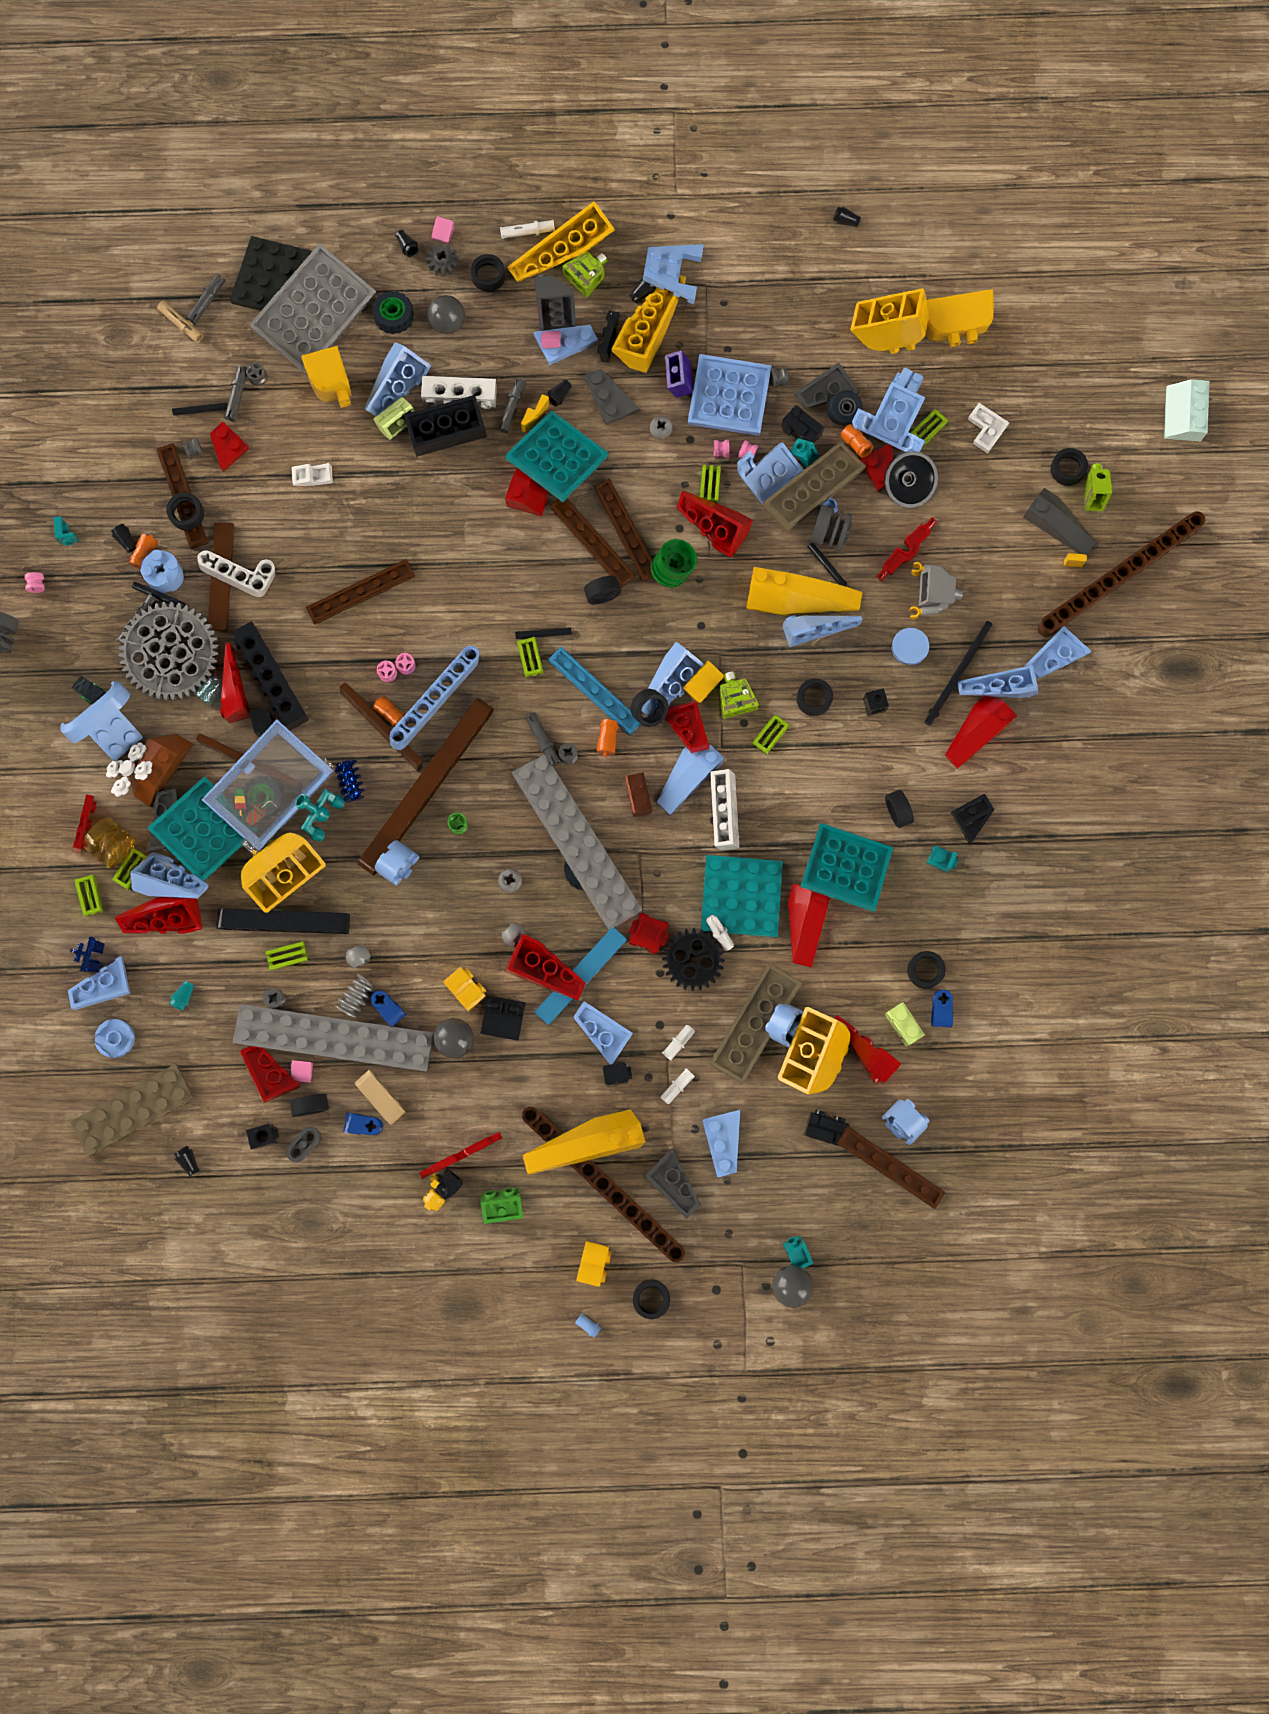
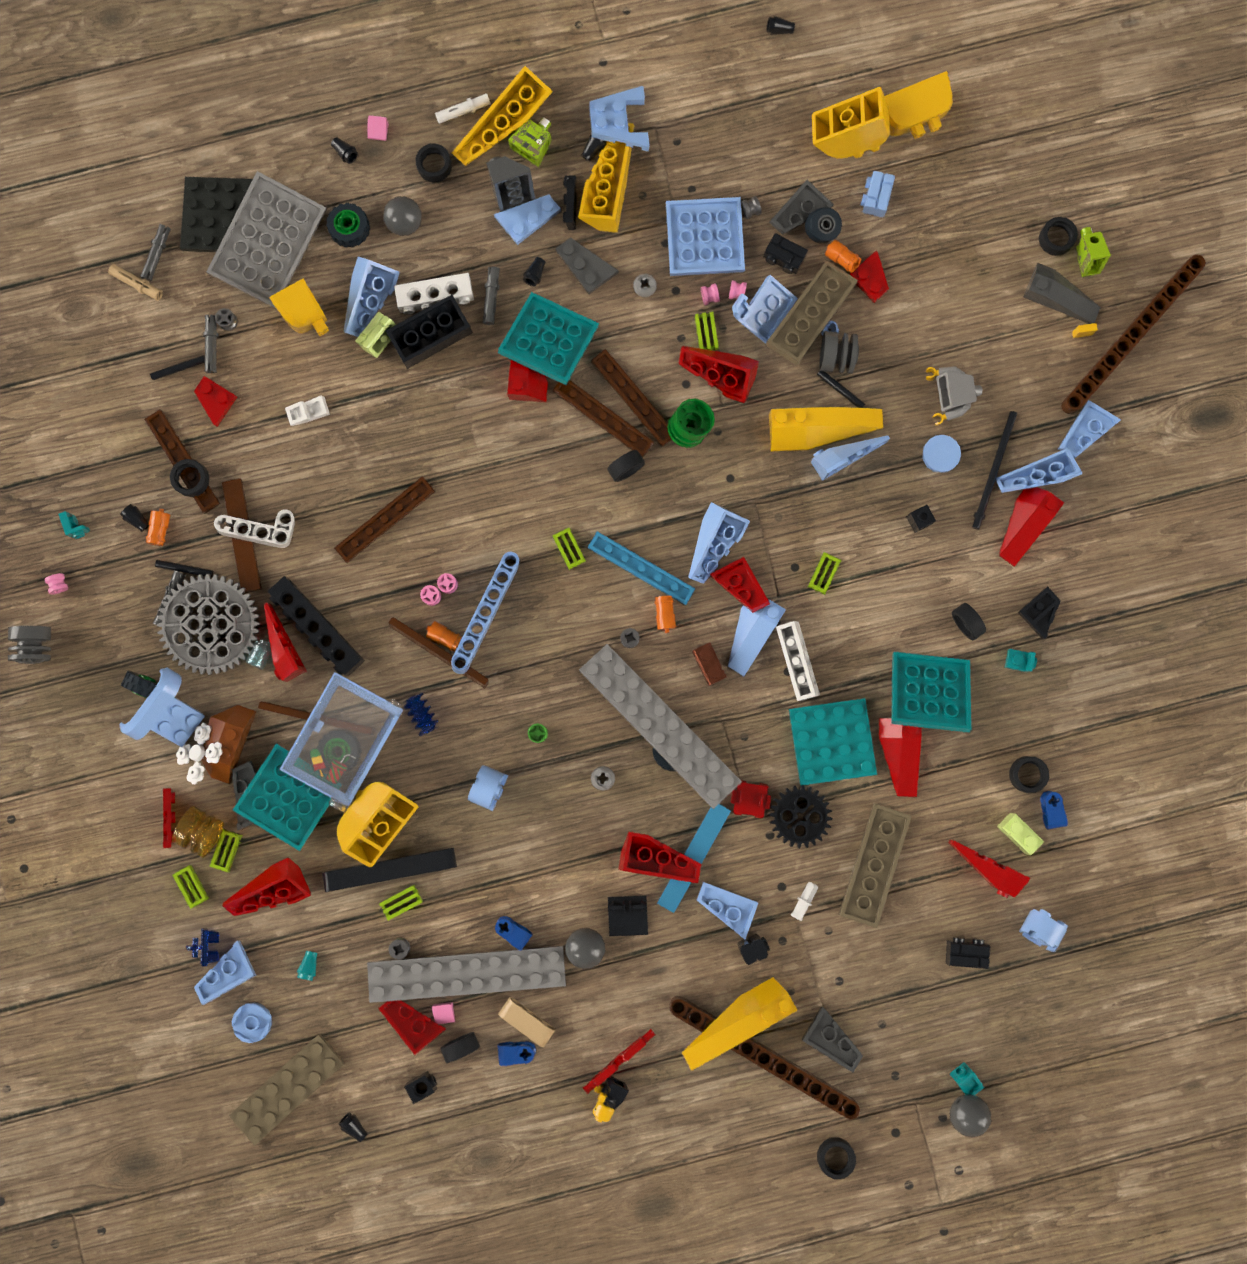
camera: 10 degrees left, 5 degrees up
(162, 571) = (172, 539): light blue brick -> none
(162, 878) = (261, 855): light blue wedge -> none
(193, 448) = (181, 410): flat silver wheel -> none
(261, 720) = (319, 674): black brick -> none
(303, 1144) = (463, 1084): dark grey plate -> none
(318, 812) = (397, 754): teal piece -> none
(356, 996) = (479, 929): light grey piece -> none
(357, 956) = (471, 888): light grey piece -> none
(427, 783) = (497, 701): reddish brown beam -> none
(442, 259) = (390, 157): dark grey gear -> none
(464, 988) = (584, 896): yellow brick -> none
(501, 1205) = (670, 1100): bright green bracket -> none
(512, 934) = (619, 831): light grey piece -> none
(533, 416) = (514, 302): yellow slope -> none
(543, 633) = (576, 521): black bar -> none
(546, 746) = (606, 635): dark grey pin -> none
(551, 339) = (514, 218): bright pink slope -> none
(588, 1325) = (781, 1197): light blue pin -> none
(593, 1262) = (772, 1136): yellow brick -> none
(658, 715) = (691, 570): black tyre -> none
(677, 1086) = (813, 944): white axle -> none
(678, 374) = (650, 226): dark purple brick -> none
(703, 682) = (747, 536): yellow slope -> none
(720, 933) = (821, 784): white axle -> none
(723, 1138) = (870, 988): light blue wing -> none
(736, 697) = (782, 543): lime torso -> none
(784, 1024) = (910, 862): light blue brick -> none
(805, 452) = (795, 279): teal bracket -> none
(814, 683) = (859, 512): black tyre -> none
(815, 1053) = (942, 885): yellow hips -> none
(891, 1167) = (1038, 977): reddish brown tile -> none
(893, 419) = (876, 226): light blue piece -> none
(900, 556) = (911, 364): red piece -> none
(921, 481) = (915, 284): black dish -> none
(935, 431) = (901, 239): lime tile -> none
(991, 425) = (972, 210): white plate -> none
(1187, 410) = (1162, 152): light aqua slope -> none

